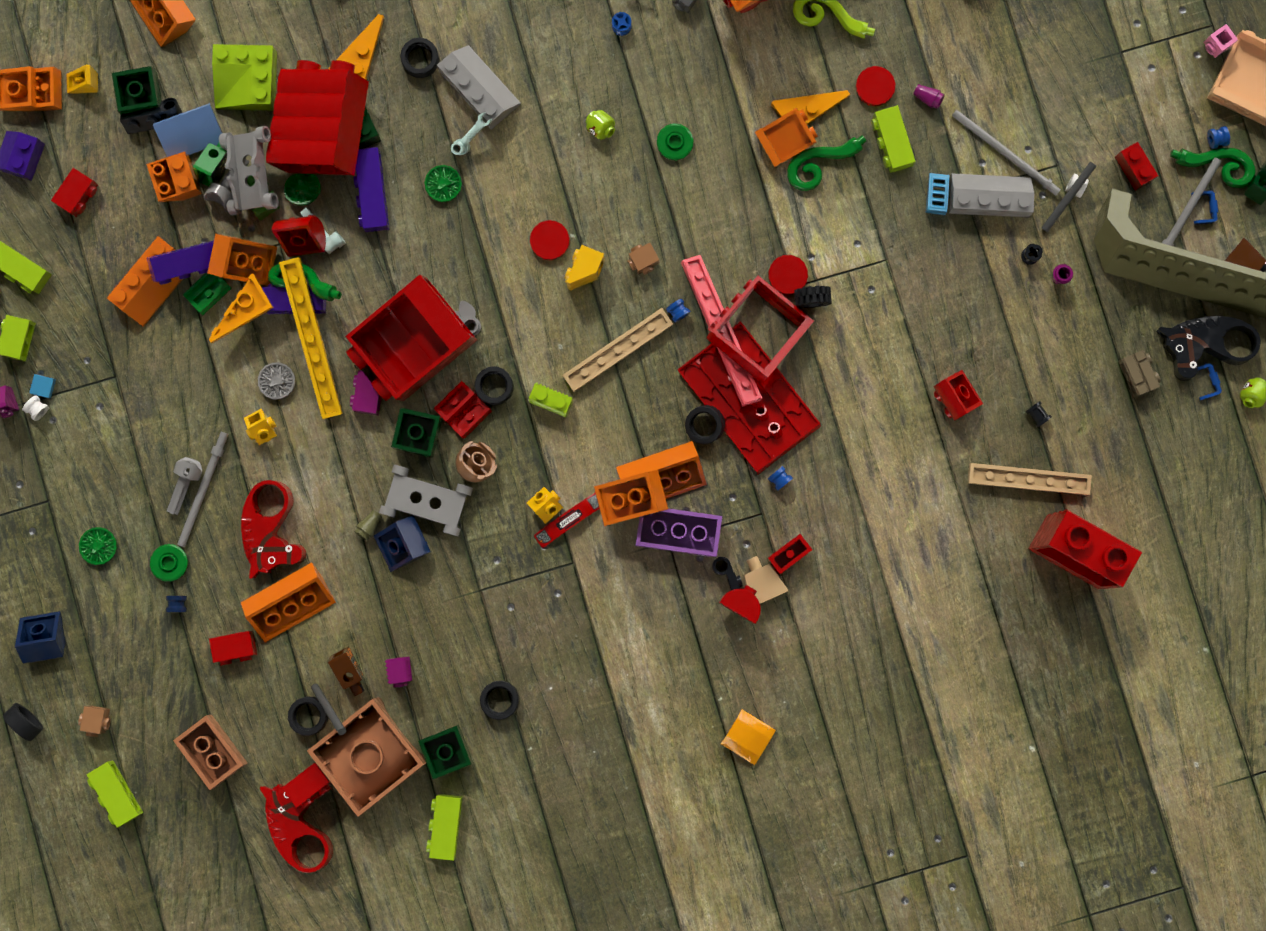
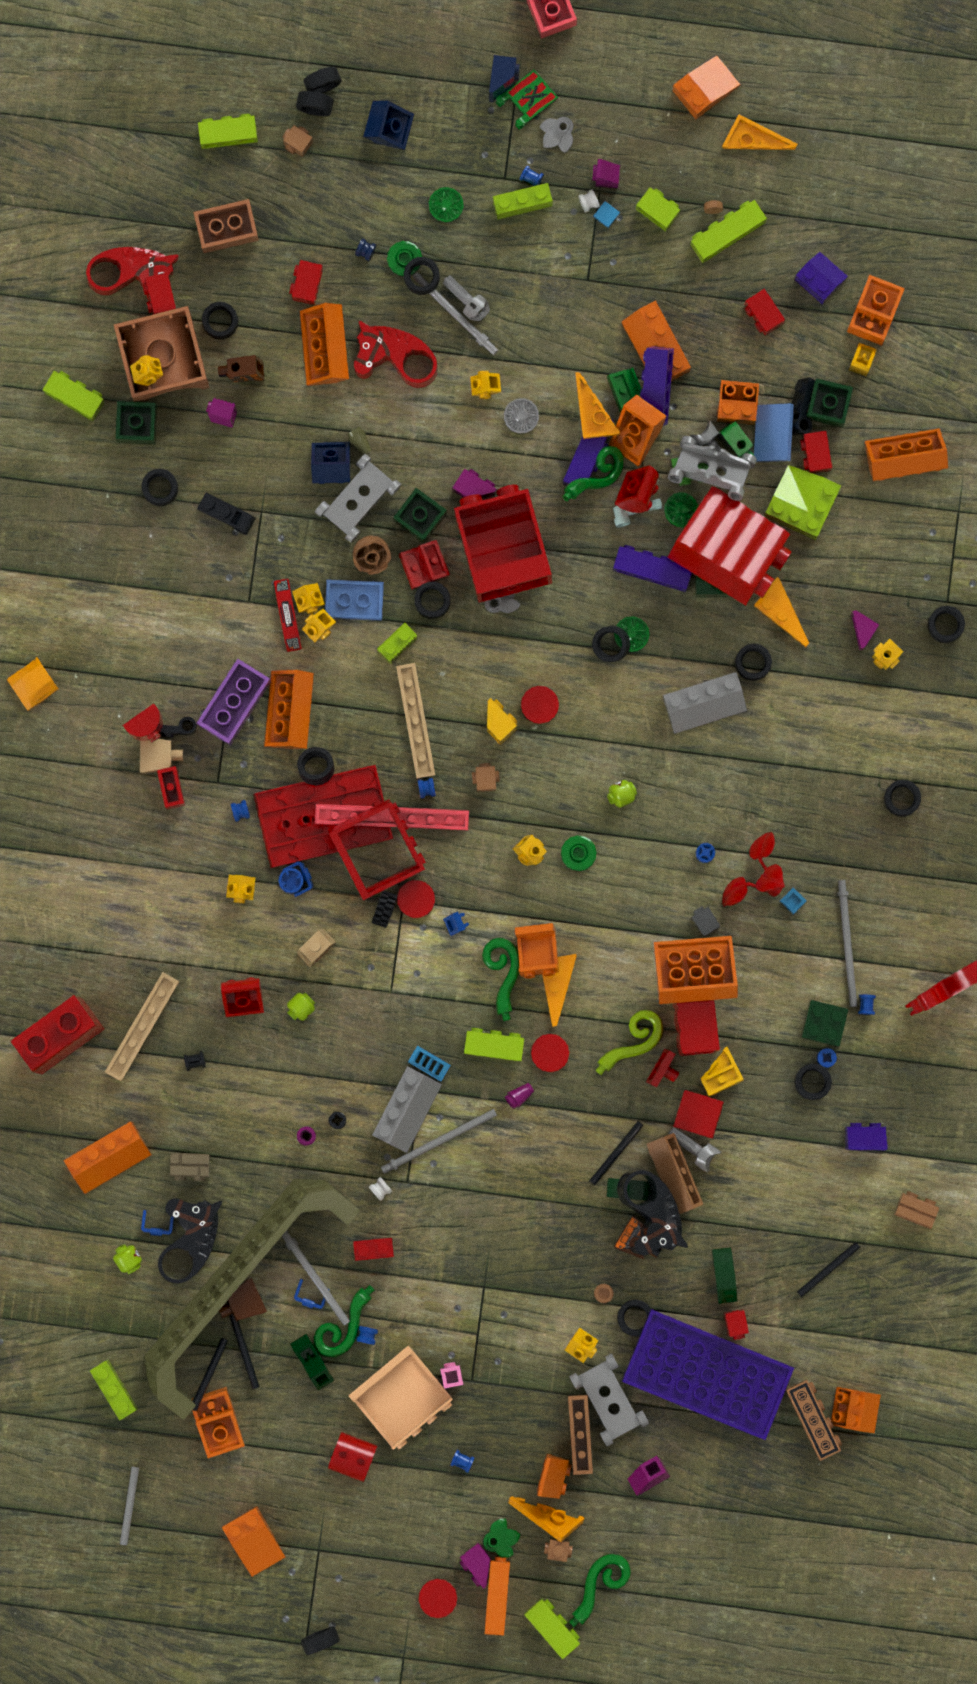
camera: 115 degrees right, 0 degrees up
(35, 474) = (531, 176): none -> blue bush
(49, 719) = (314, 103): none -> black tyre
(62, 471) = (522, 201): none -> lime brick
(166, 526) = (407, 277): none -> black tyre
(190, 85) = (816, 452): none -> red brick
(310, 337) = (542, 460): yellow plate -> none
(328, 709) = (215, 339): dark grey bar -> none
(390, 761) = (146, 370): none -> yellow brick
(464, 142) = (658, 665): light aqua brick -> none
(476, 196) = (597, 640): none -> black tyre
(496, 623) = (226, 513): none -> black plate
(526, 461) = (354, 599): none -> medium blue tile
(571, 484) = (318, 625): none -> yellow brick
(631, 497) = (278, 671): orange slope -> none
(694, 186) = (530, 850): none -> yellow brick
(795, 226) = (454, 923): none -> blue tile
(825, 397) = (292, 881): none -> blue piece
(855, 443) = (240, 888): none -> yellow brick
(878, 346) = (316, 947): none -> tan torso
(941, 336) = (300, 1006): none -> lime head
(1069, 196) = (372, 1174): dark grey bar -> none
(1168, 456) = (107, 1157): none -> orange slope

